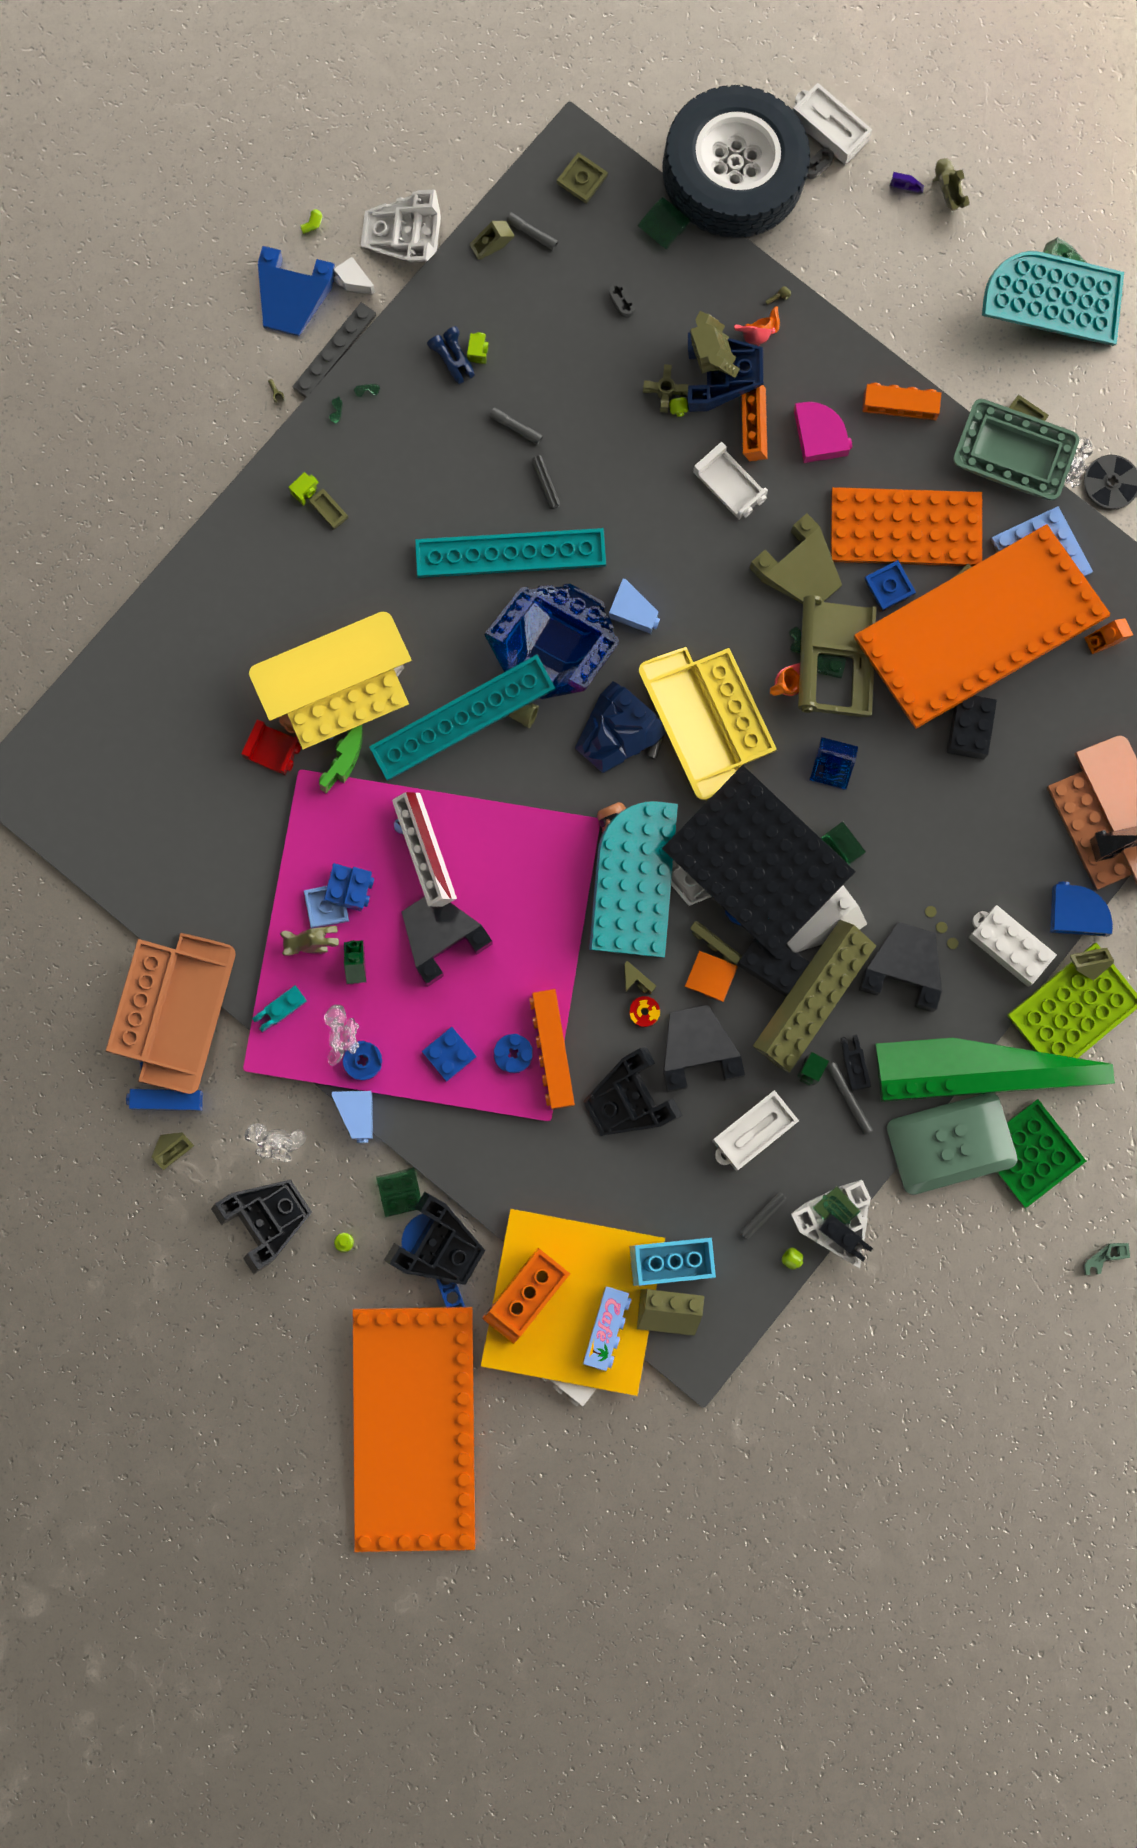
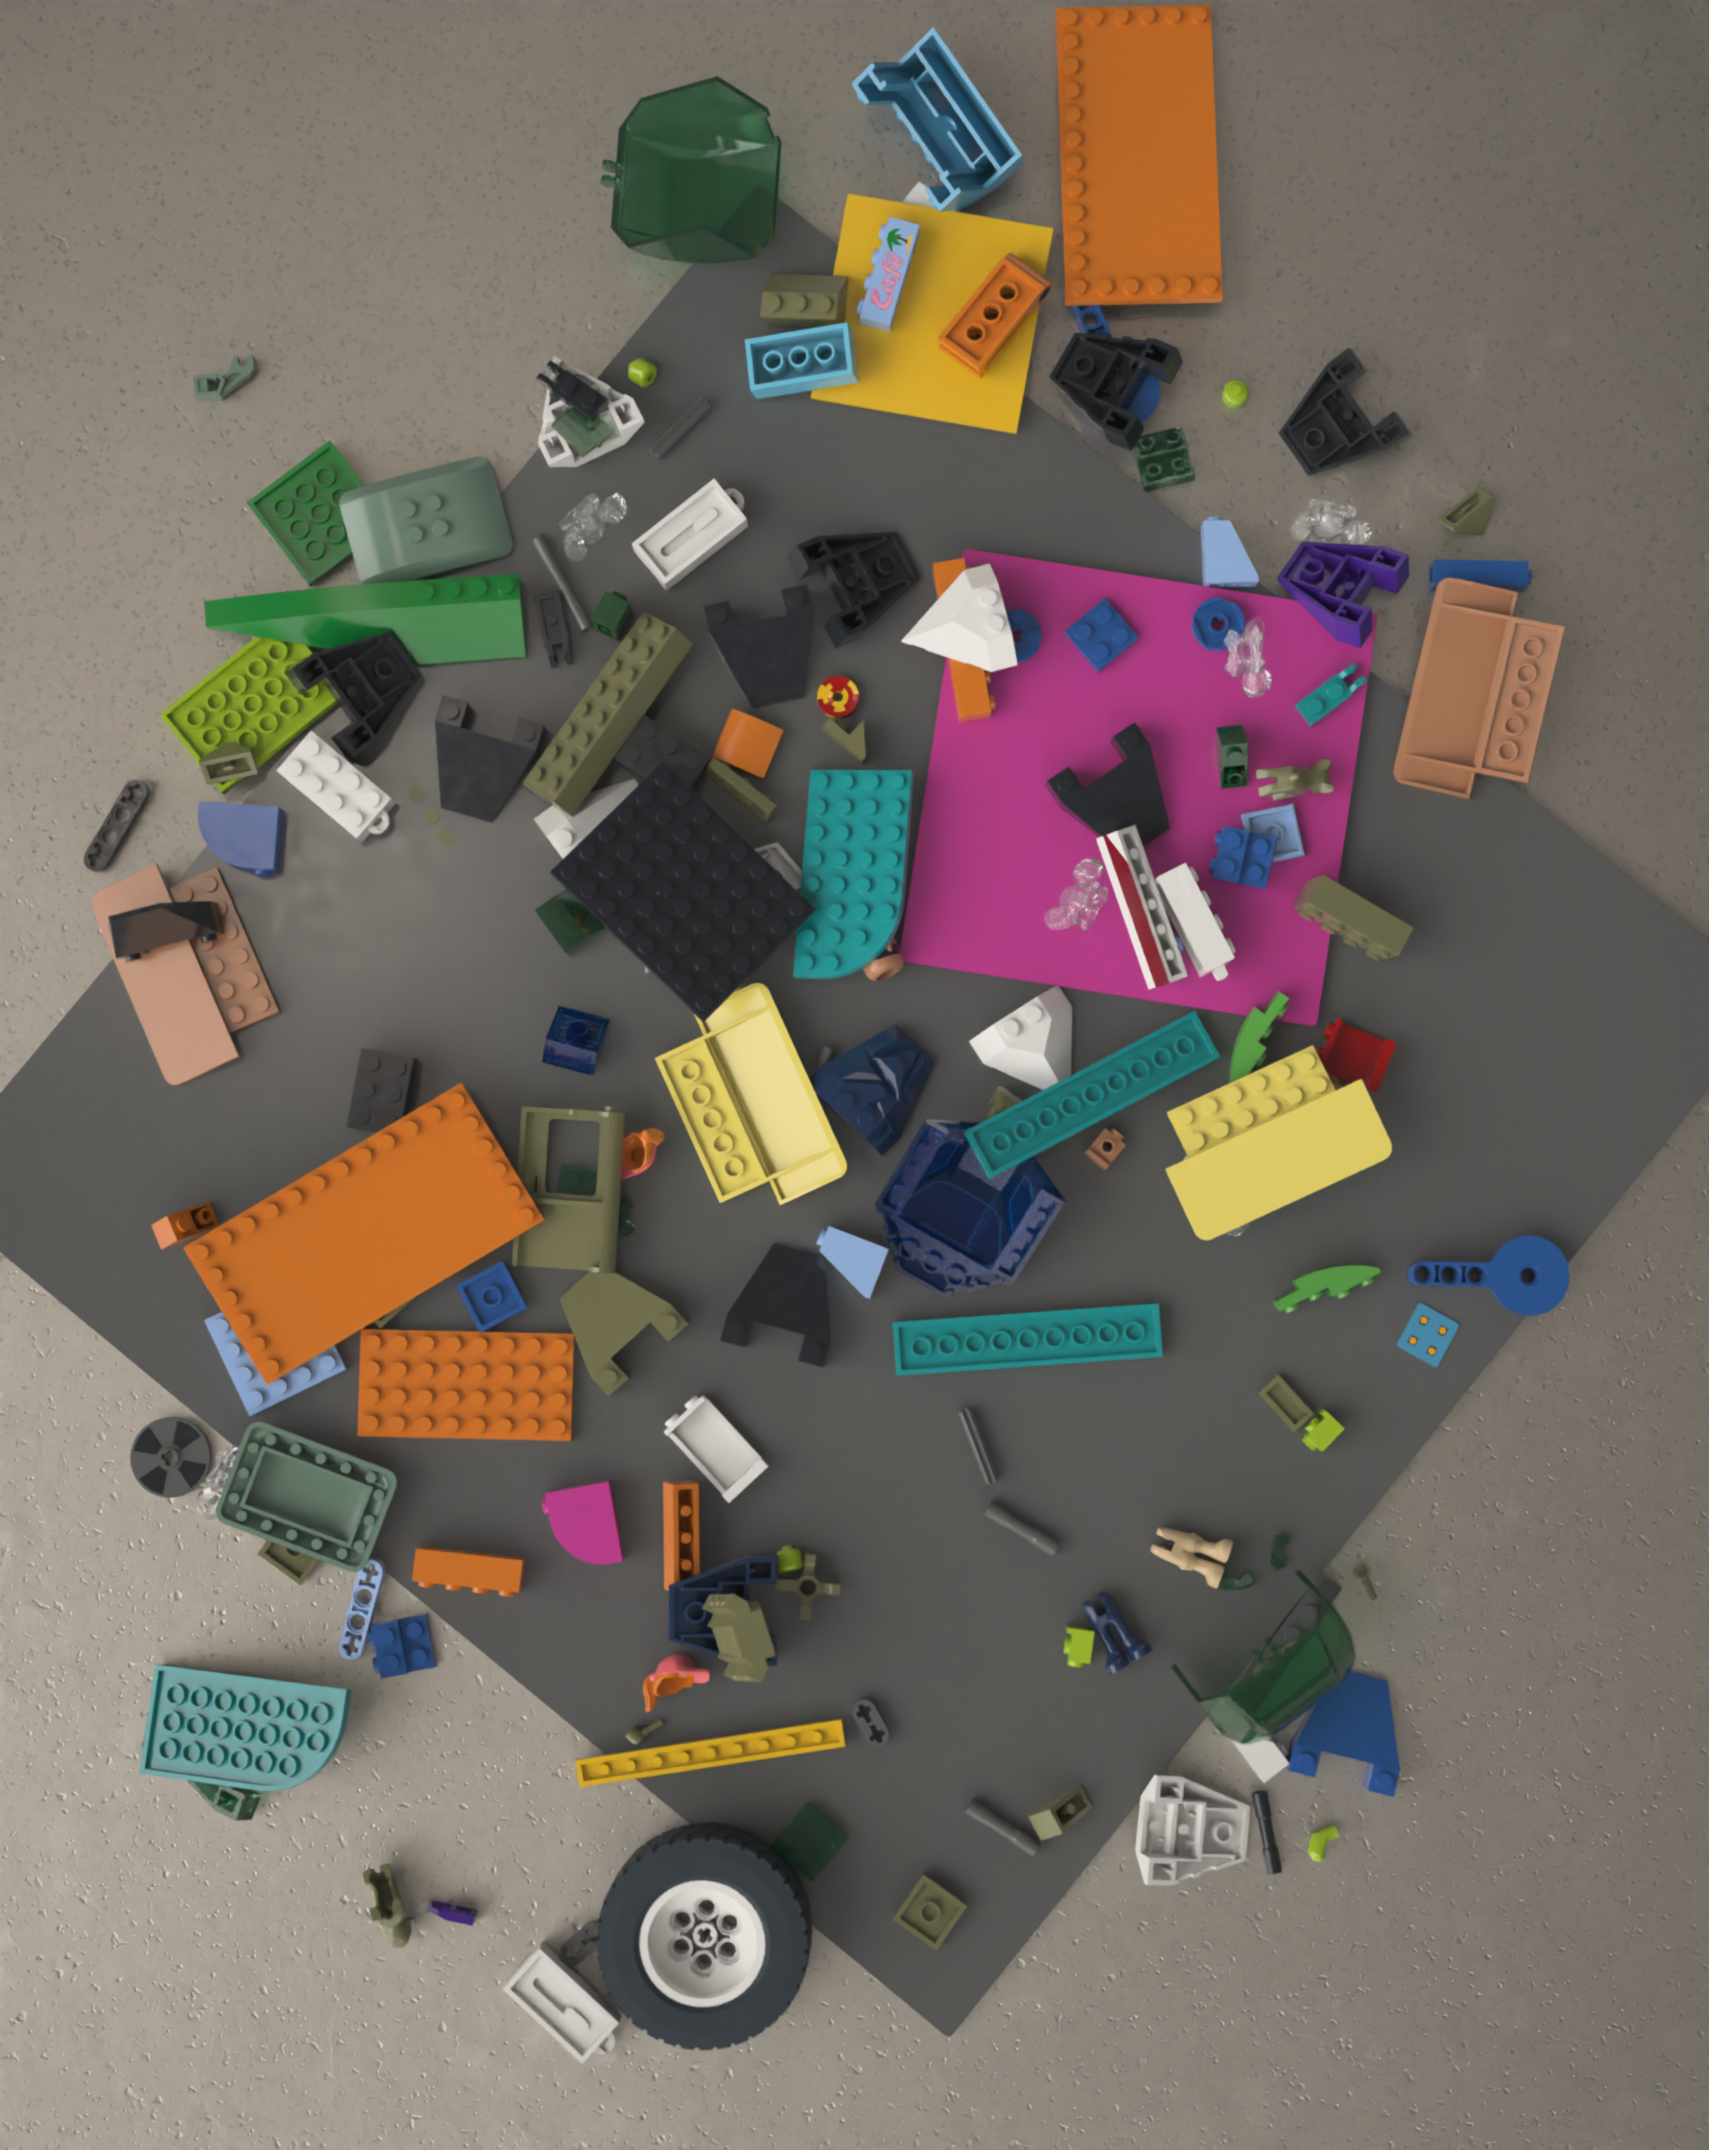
camera: 175 degrees left, 5 degrees up
(171, 592) = (1504, 1274): none -> blue beam
(225, 555) = (1428, 1335): none -> dark azure sticker
(271, 841) = (1352, 918): none -> olive brick
(275, 1095) = (1337, 578): none -> dark purple wedge
(289, 592) = (1335, 1280): none -> bright green slope
(335, 305) = (1285, 1682): none -> clear green windscreen
(352, 241) = (1263, 1815): none -> black piece
(383, 833) = (1195, 922): none -> white piece
(402, 410) = (1183, 1553): none -> tan piece
(453, 691) = (1098, 1155): none -> nougat brick
(468, 858) = (1081, 899): none -> clear animal
(503, 759) = (1031, 1041): none -> white wedge
(549, 1058) = (968, 623): none -> white wedge
(561, 1451) = (945, 119): none -> dark azure wedge
(680, 582) = (788, 1295): none -> black wedge
(732, 281) = (710, 1752): none -> yellow plate
(754, 1402) = (696, 175): none -> clear green windscreen
(831, 1142) = (588, 522): none -> clear animal
(946, 355) = (402, 1646): none -> blue plate
(975, 379) = (365, 1609): none -> light blue beam
(991, 1021) = (367, 682): none -> black wedge

